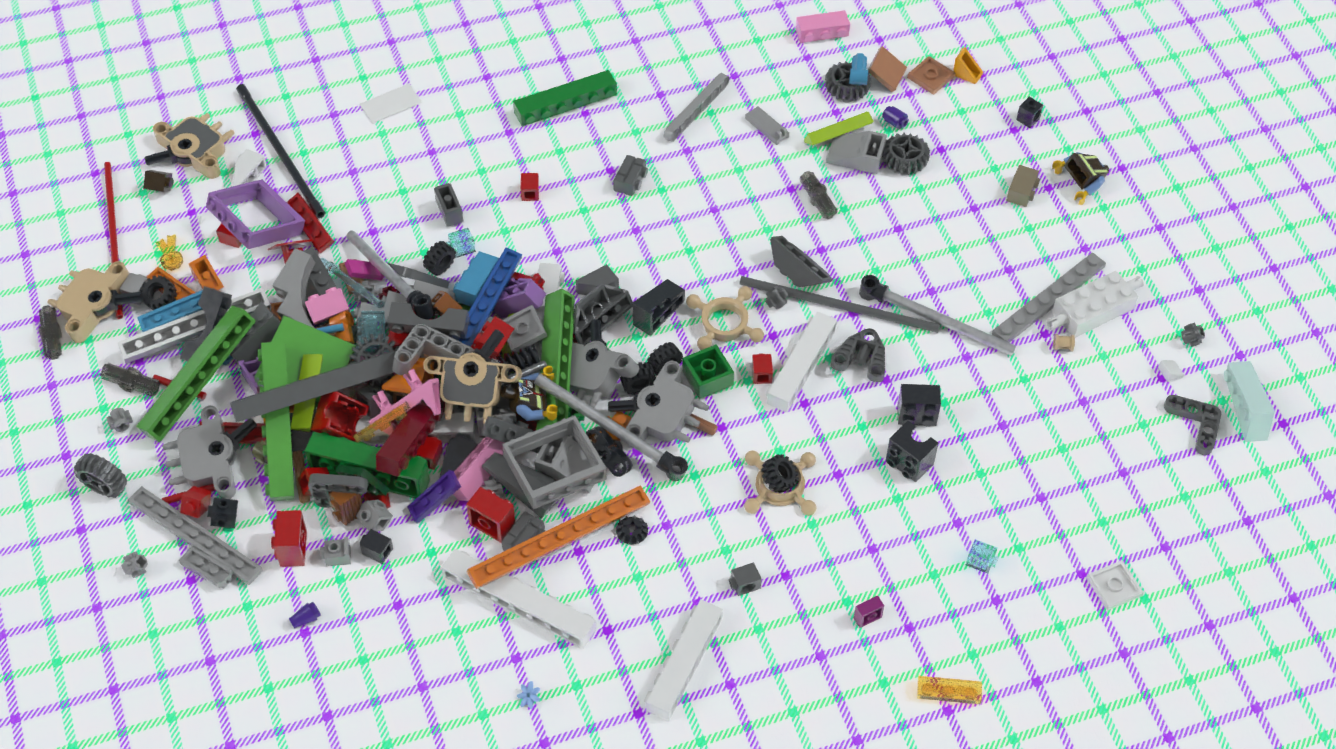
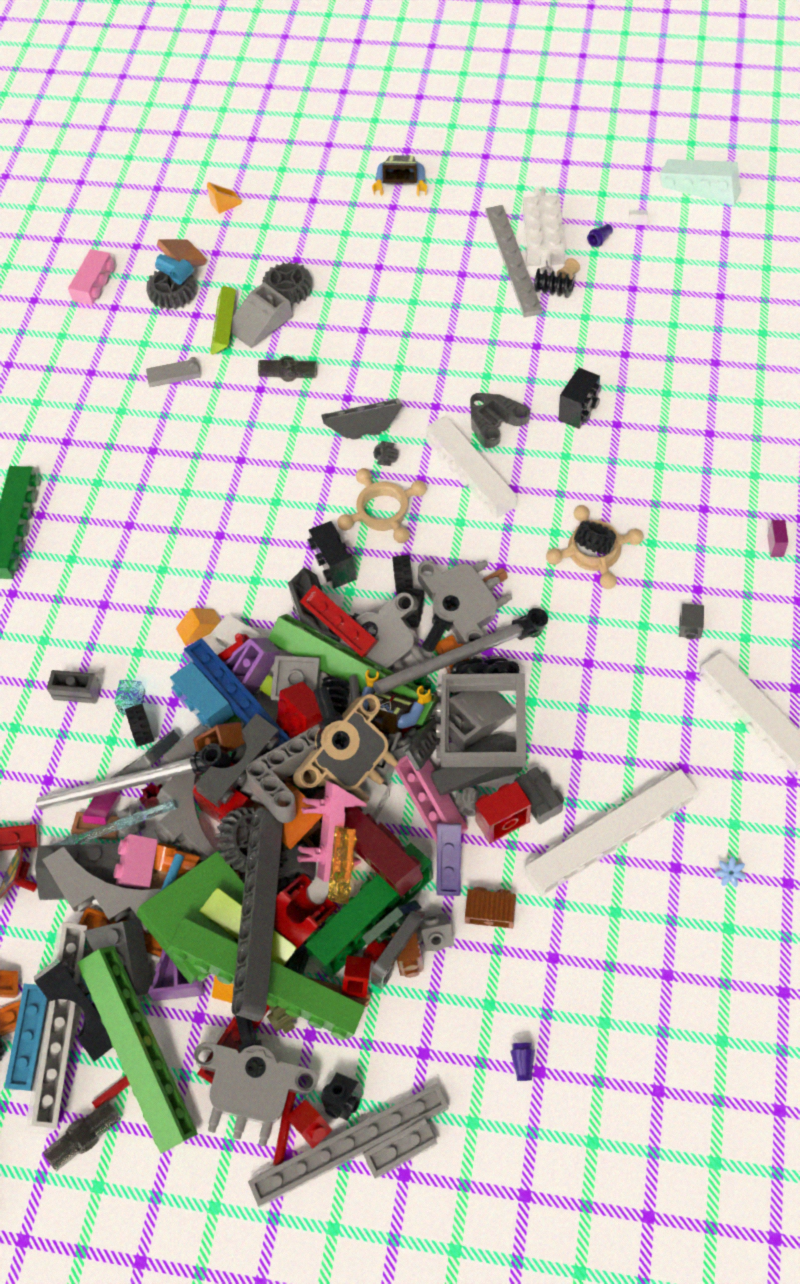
camera: 55 degrees left, 5 degrees up
(100, 475) = (209, 1225): dark grey gear -> none
(119, 419) = (134, 1171): light grey gear -> none
(134, 564) = (355, 1233): light grey gear -> none
(289, 538) = (421, 1033): red brick -> none
(336, 552) = (463, 982): light grey brick -> none
(371, 323) = (200, 828): clear light blue brick -> none
(376, 546) = (473, 947): black brick -> none
(412, 544) = (490, 908): none -> dark orange brick
(456, 452) = (406, 820): black slope -> none
(529, 186) = (102, 602): red brick -> none
(547, 252) = (197, 624): none -> light orange slope
(557, 537) = (565, 764): orange plate -> none
(585, 330) = (339, 621): none -> red plate
(590, 281) = (269, 592): dark grey slope -> none
(630, 175) = (153, 508): dark grey brick -> none
(638, 534) = (582, 703): black gear -> none
(696, 107) = (109, 417): light grey beam -> none
(708, 371) = (439, 543): green brick -> none
(762, 368) = (459, 501): red brick -> none
(843, 305) = (420, 411): dark grey piece -> none
(872, 289) = (422, 375): flat silver piece -> none
(895, 117) = (239, 272): dark purple brick -> none
(908, 455) = (627, 430): black piece -> none
(931, 75) = (209, 227): nougat tile -> none
(982, 556) = (760, 429): clear light blue brick -> none
(1022, 186) = (383, 220): dark tan brick -> none
(1029, 112) = (307, 178): black brick -> none
(1039, 337) = (553, 283): none -> black piece
(1124, 349) = (598, 235): none -> dark purple cone
(1193, 334) = (615, 183): dark grey gear -> none
(1204, 419) = (722, 228): dark grey beam -> none

